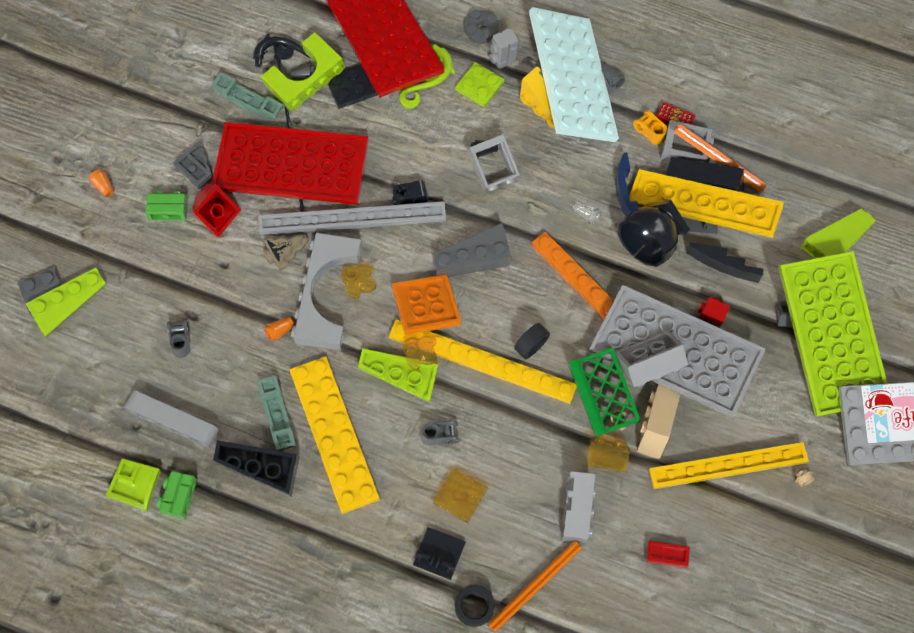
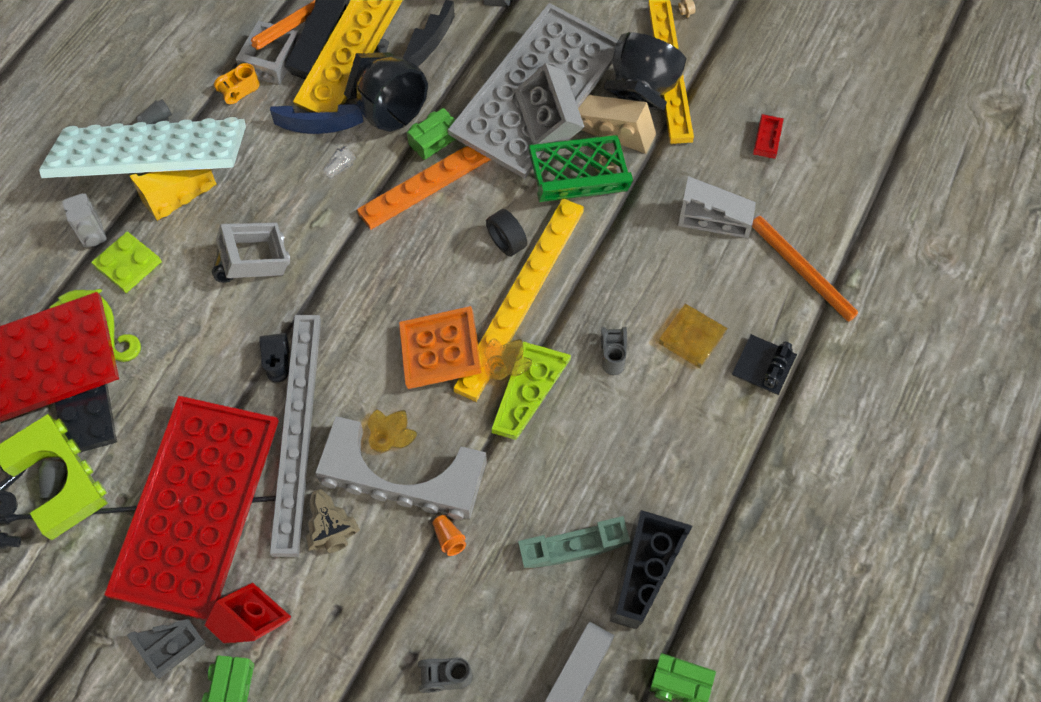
camera: 80 degrees left, 5 degrees down
(245, 98) = (70, 565): sand green slope -> none
(334, 435) = (603, 476): yellow plate -> none
(474, 254) = (375, 279): dark grey wedge -> none
(474, 589) = (833, 314): black tyre -> none
(484, 18) = (29, 242): dark grey plate -> none
(608, 455) = (652, 176): clear yellow bracket -> none
(622, 273) = (431, 134): none -> bright green brick
(672, 113) = (225, 60): red tile -> none
(699, 433) = (645, 69): none -> black plate
(713, 311) = (488, 55): red brick -> none

